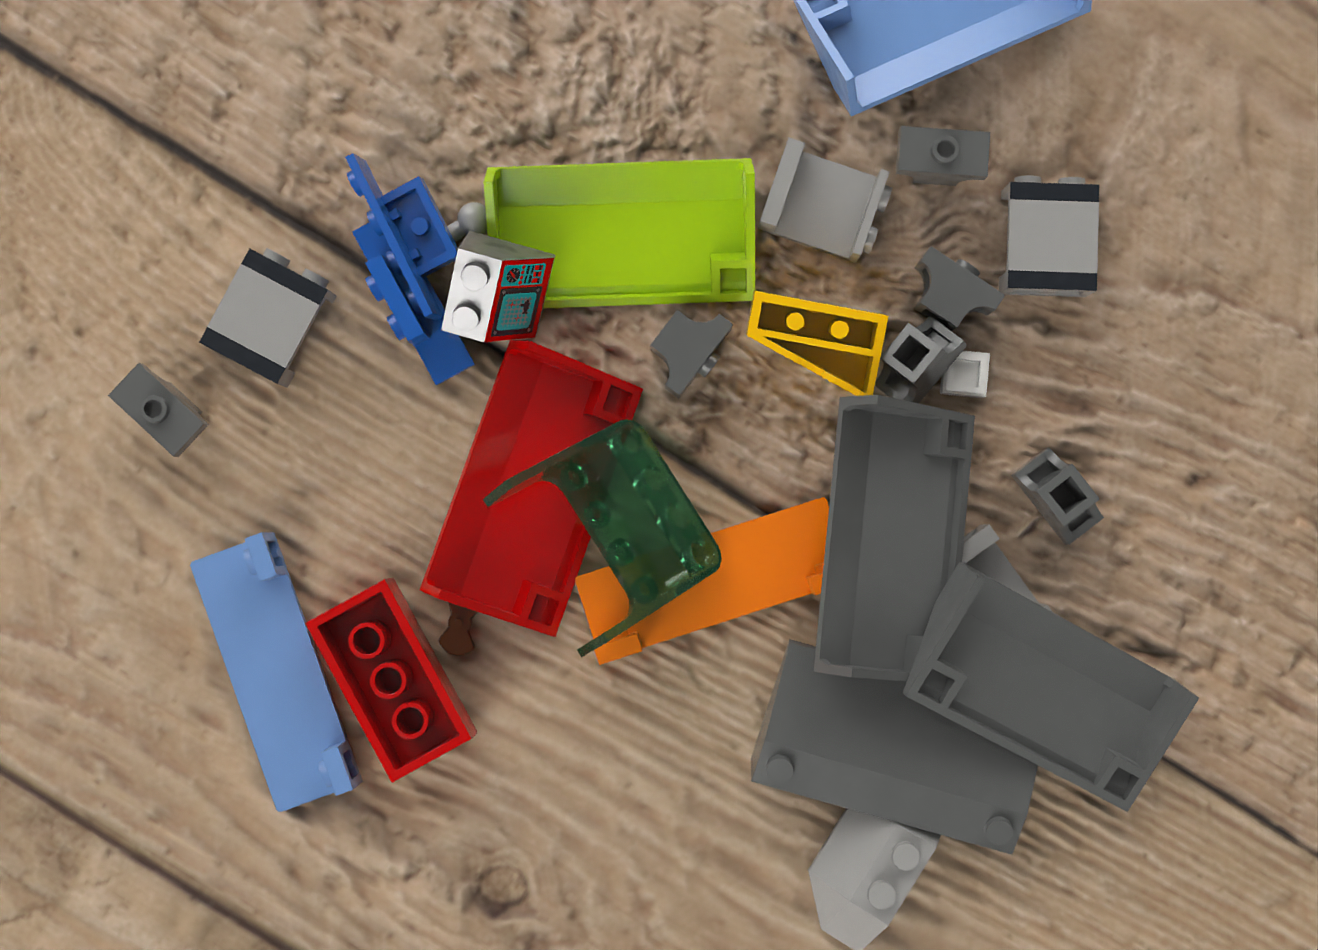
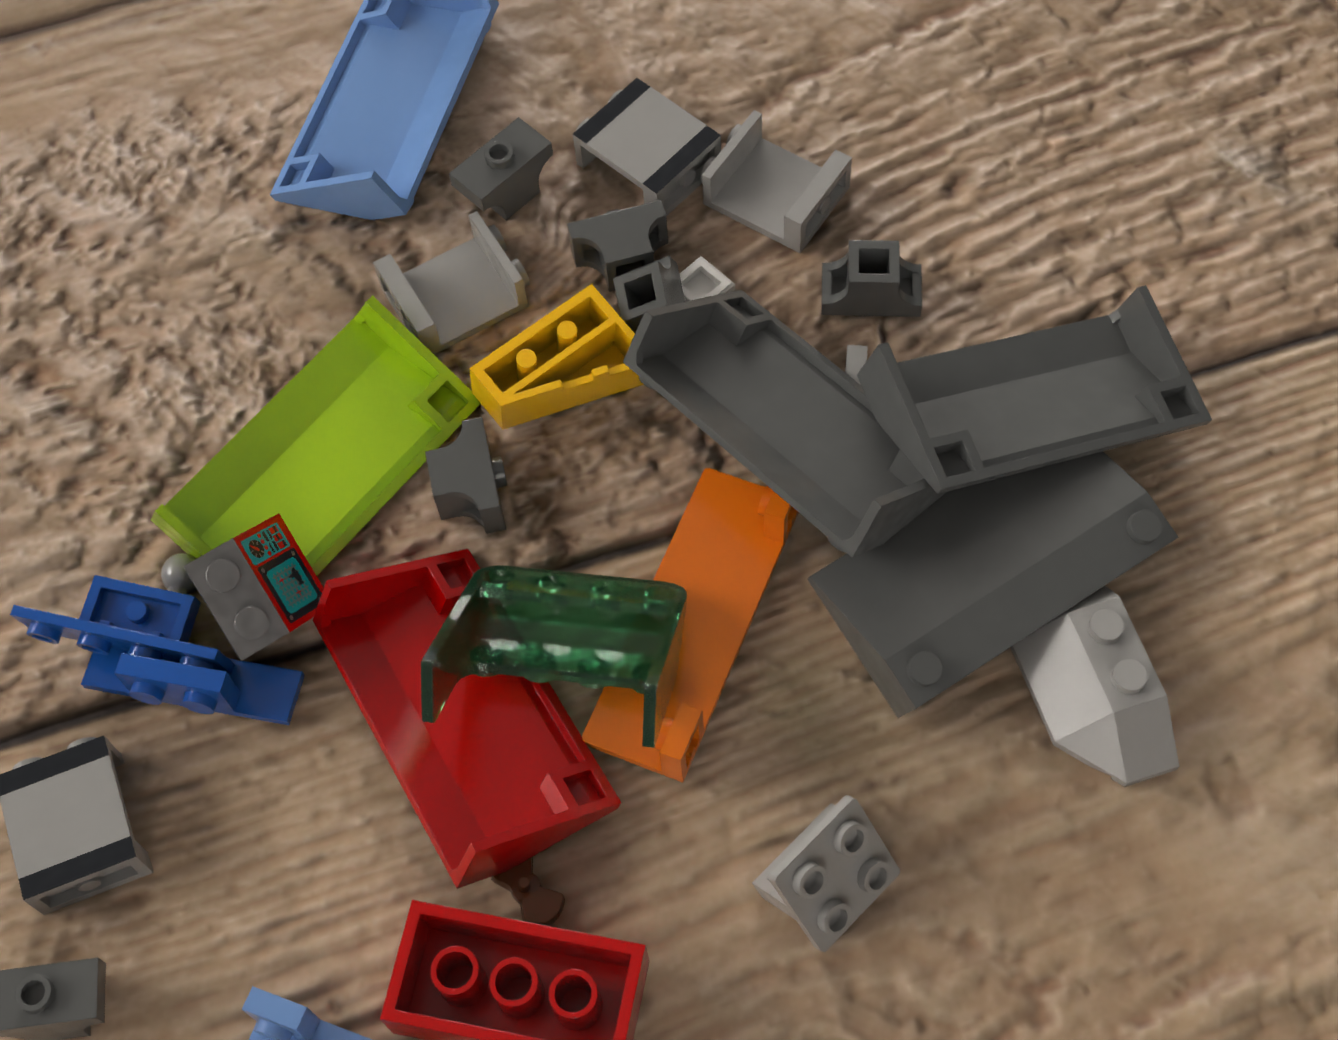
camera: 45 degrees left, 25 degrees down
(612, 796) = (829, 873): none -> light grey bracket
(1092, 354) = (772, 186): none -> light grey panel

